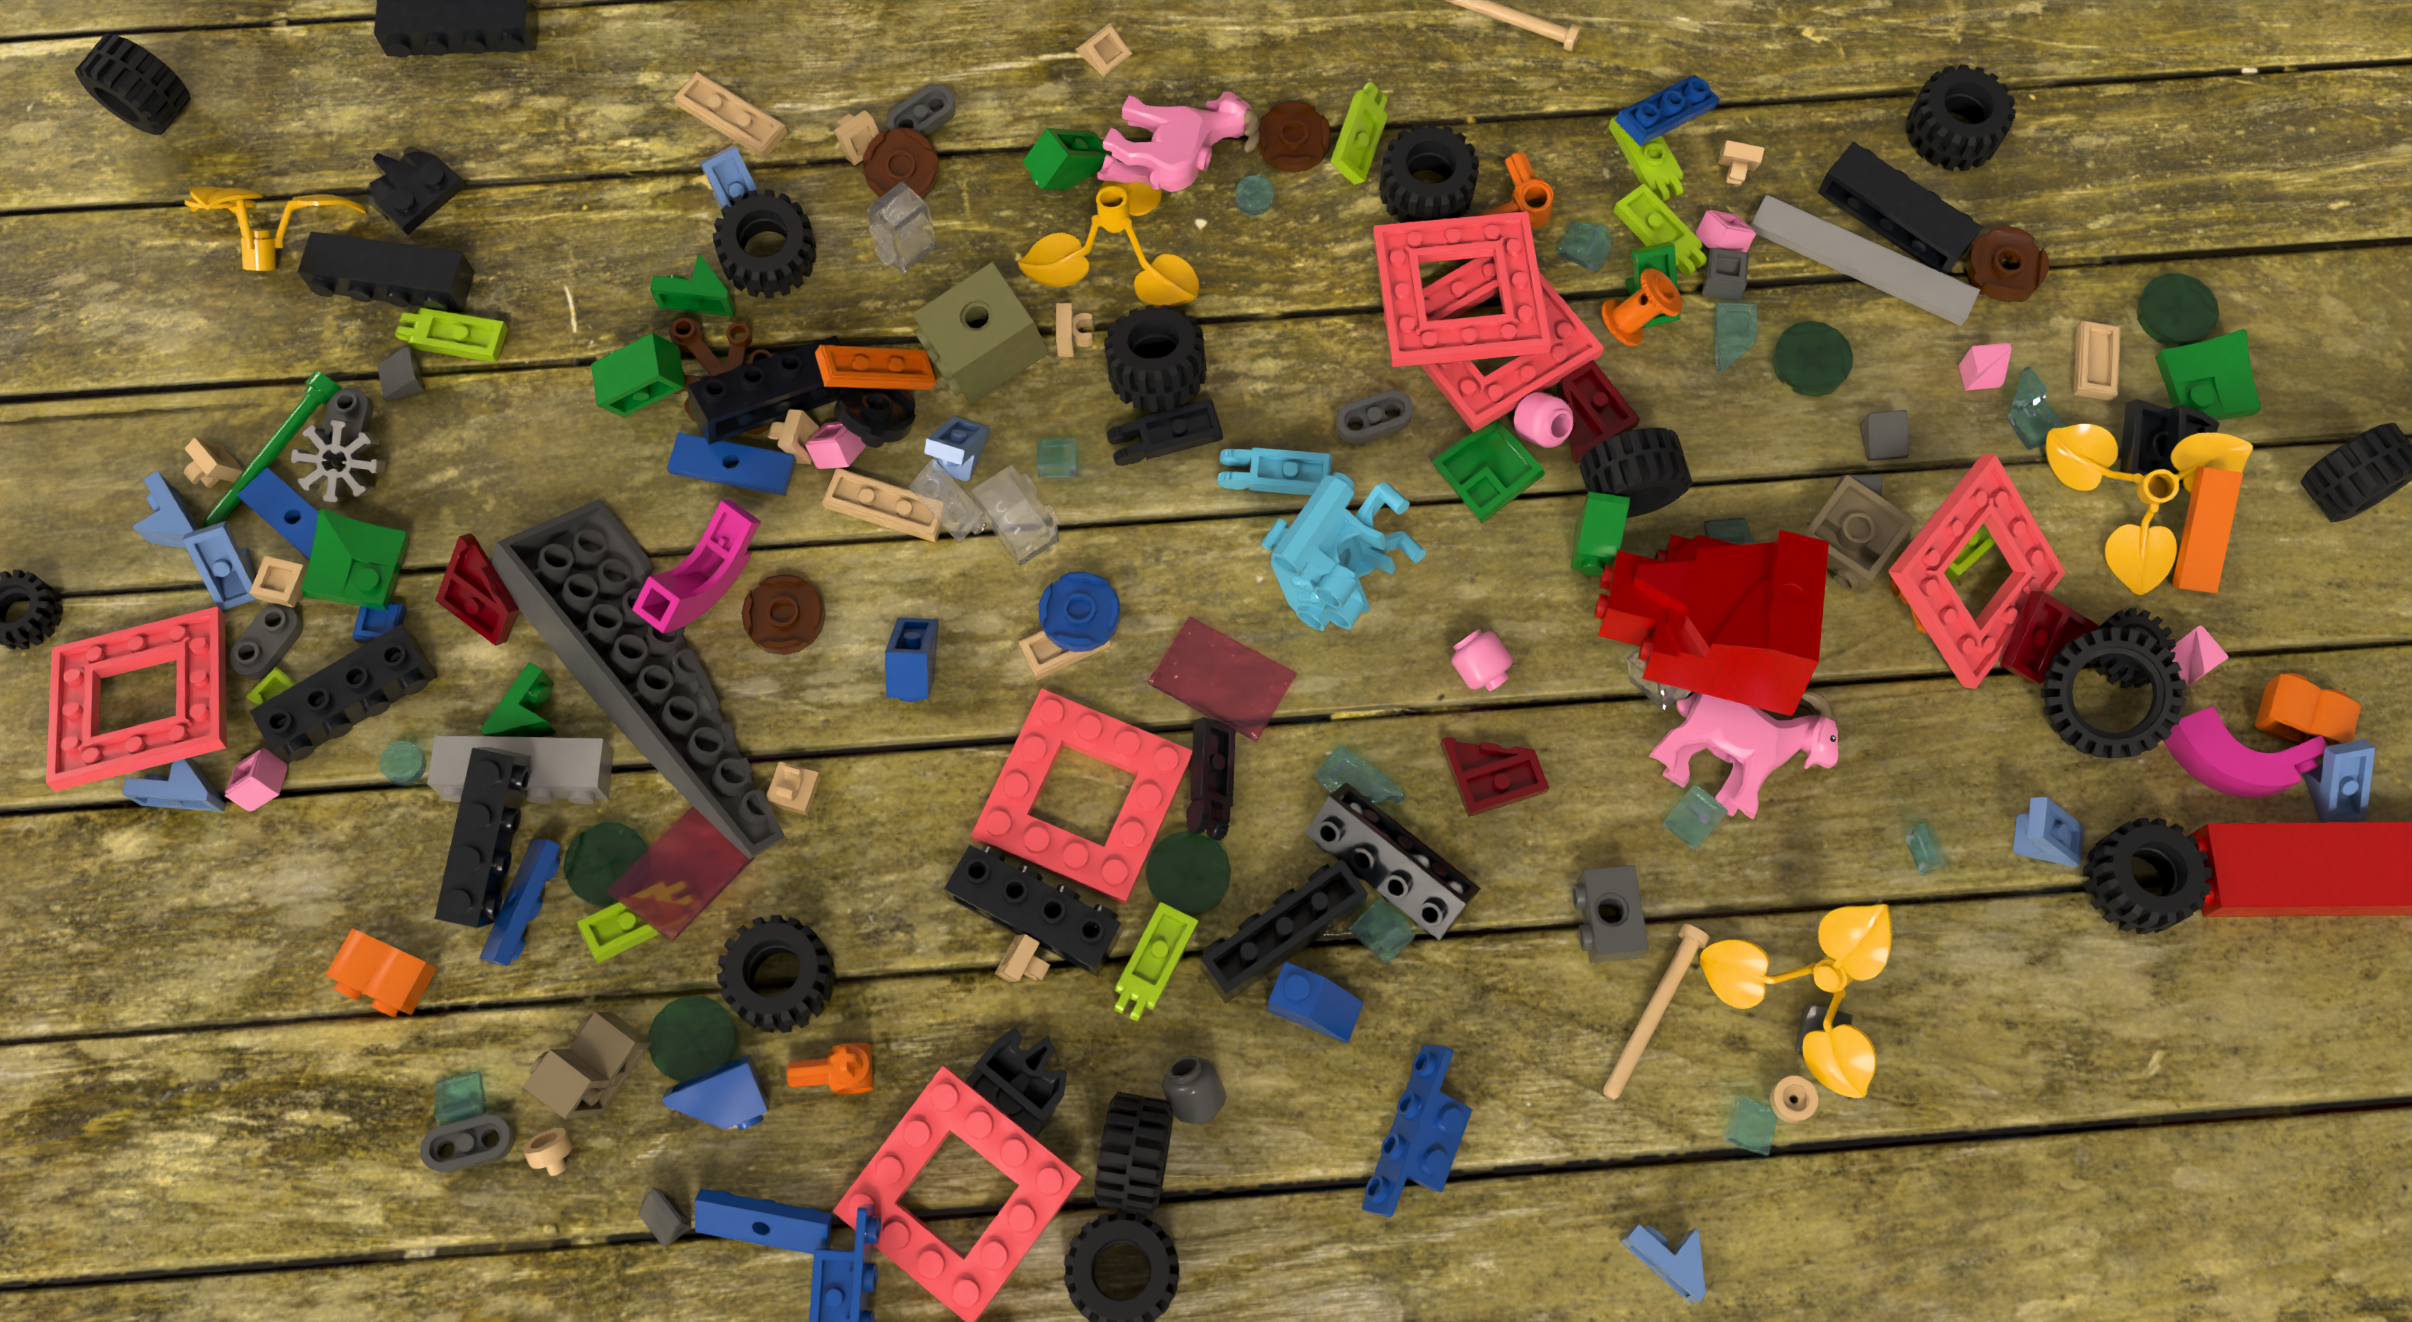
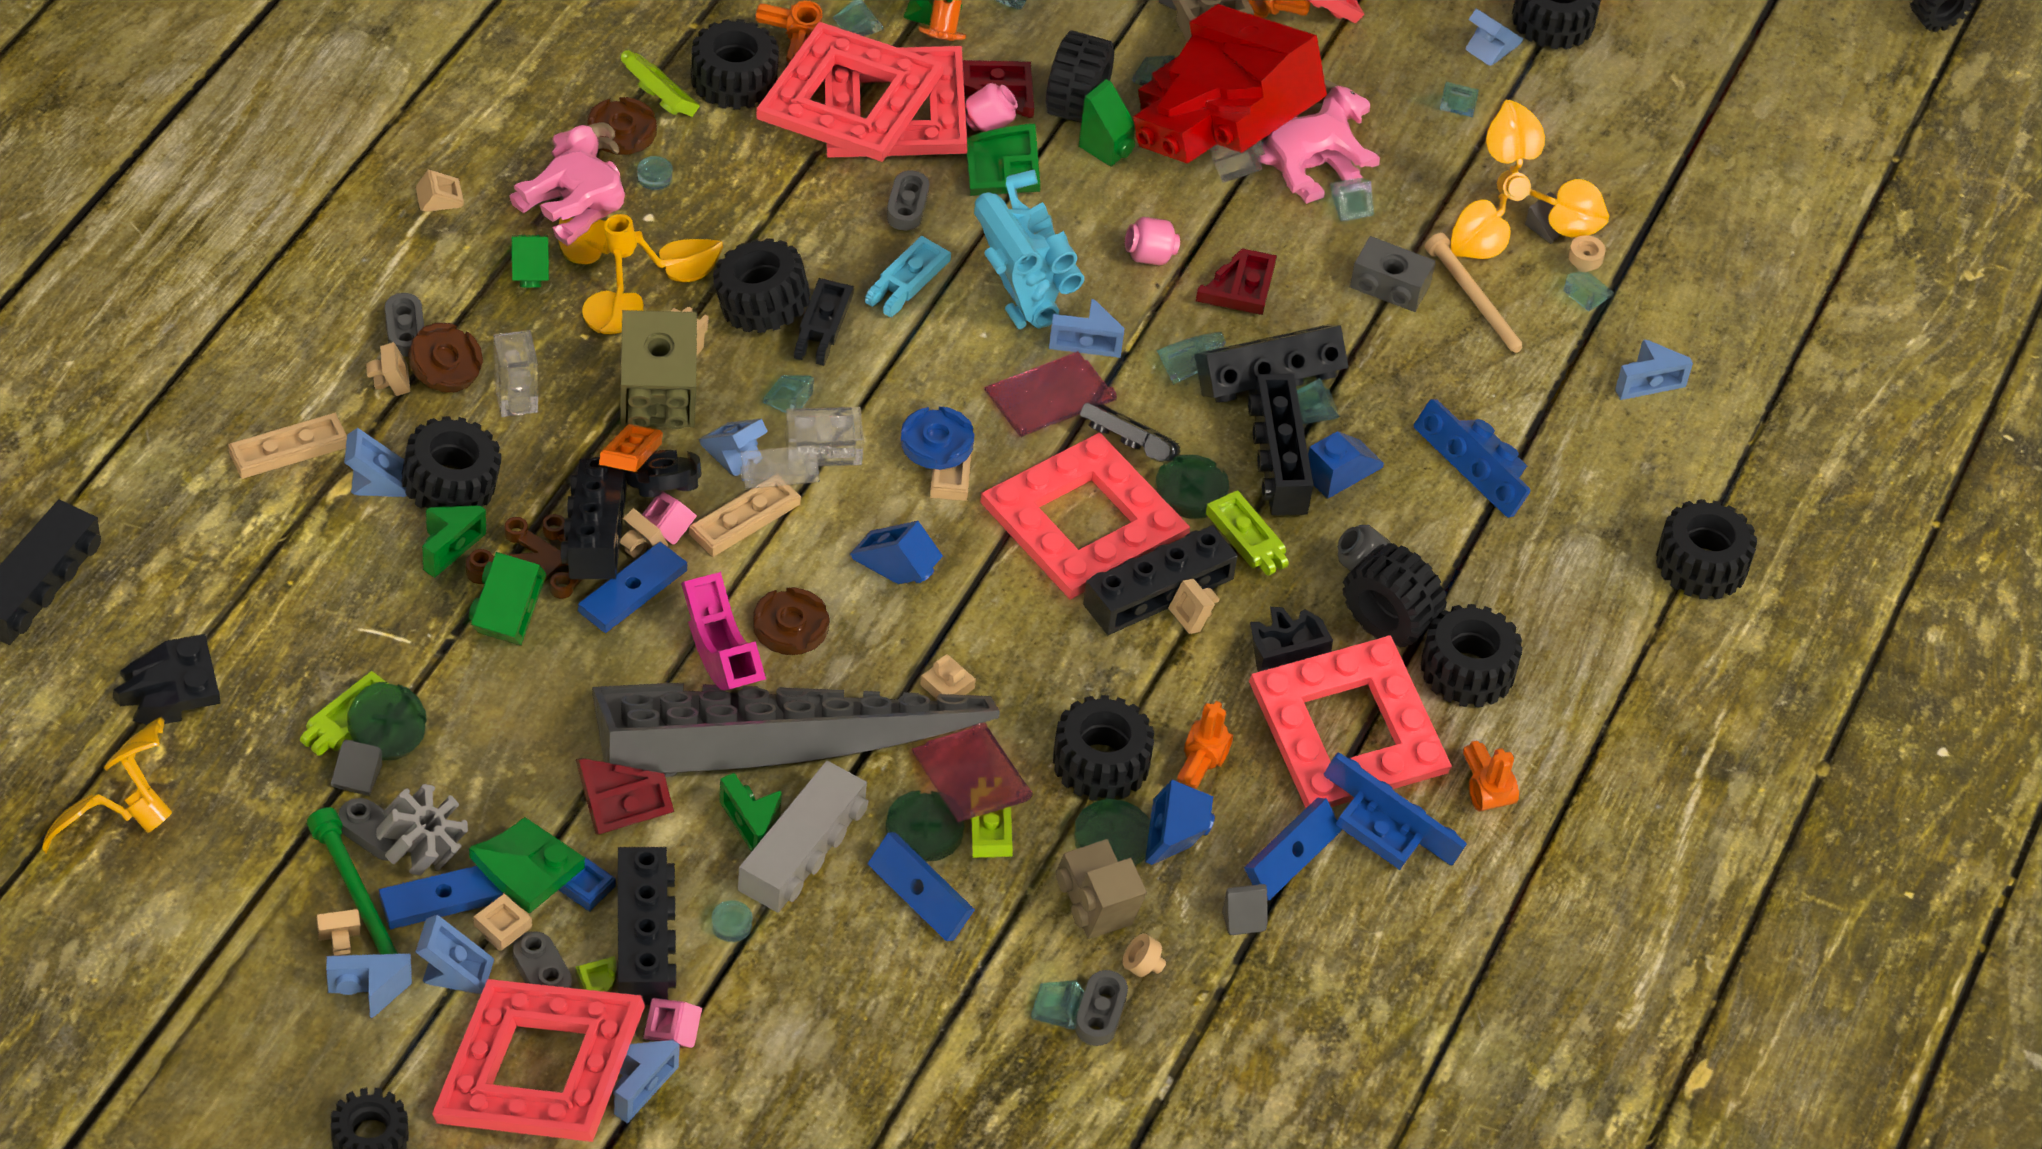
camera: 65 degrees left, 20 degrees down
(381, 972) = (915, 1002): orange brick -> none
(386, 272) = (253, 726): black brick -> none
(454, 365) = (387, 719): none -> clear green tile
(483, 837) = (858, 865): black brick -> none
(1317, 676) = (1092, 335): none -> medium blue slope

